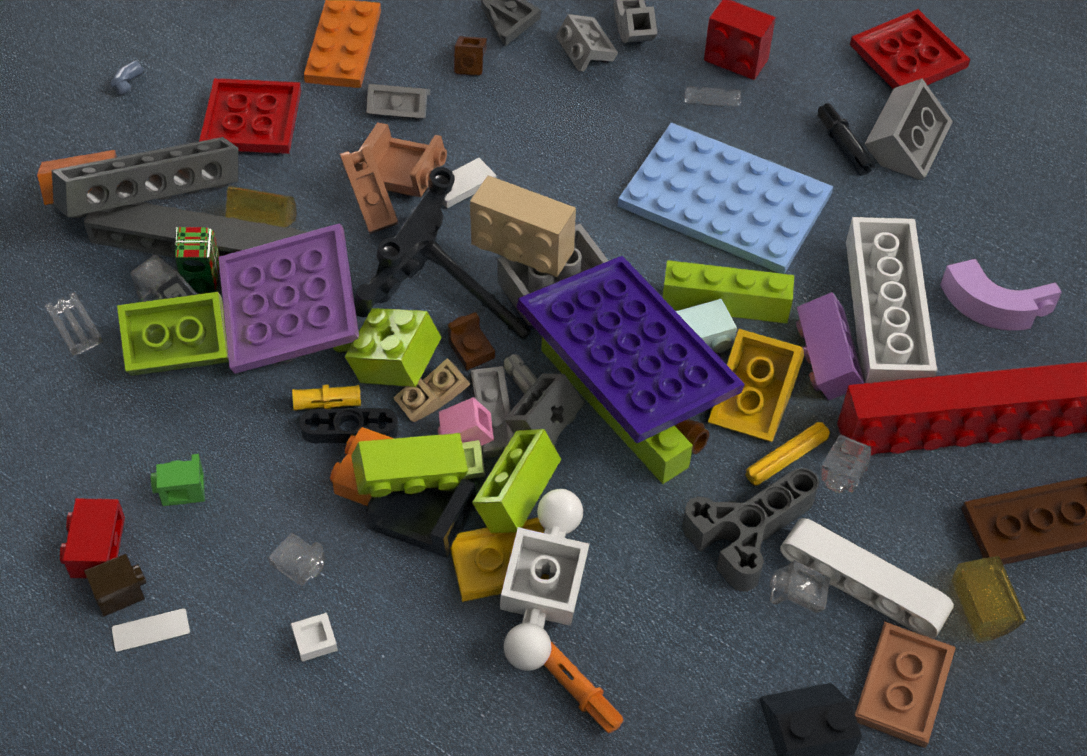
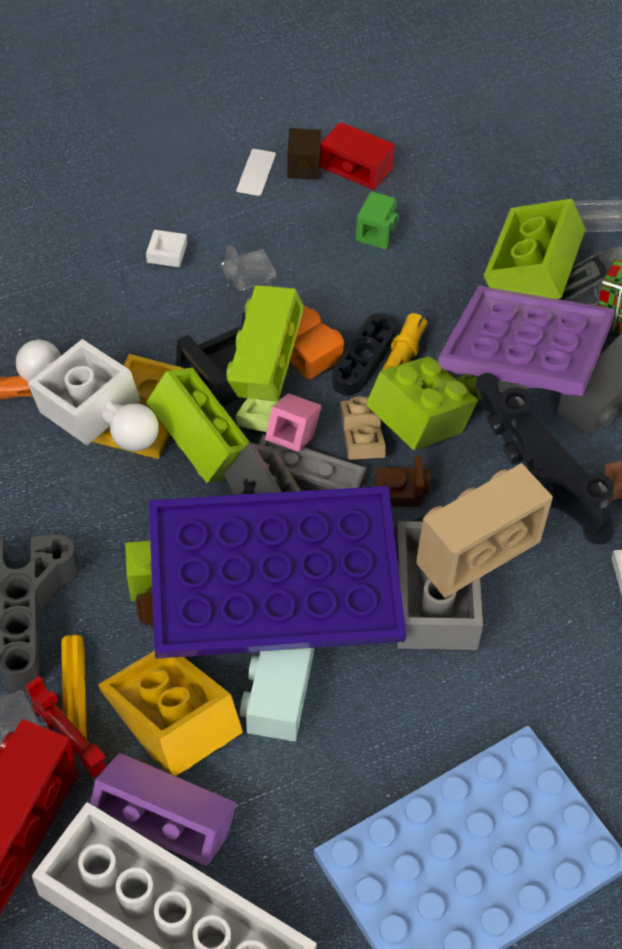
camera: 120 degrees right, 0 degrees up
(743, 291) = (310, 752): lime brick -> none
(823, 429) = (54, 718): none -> red bar

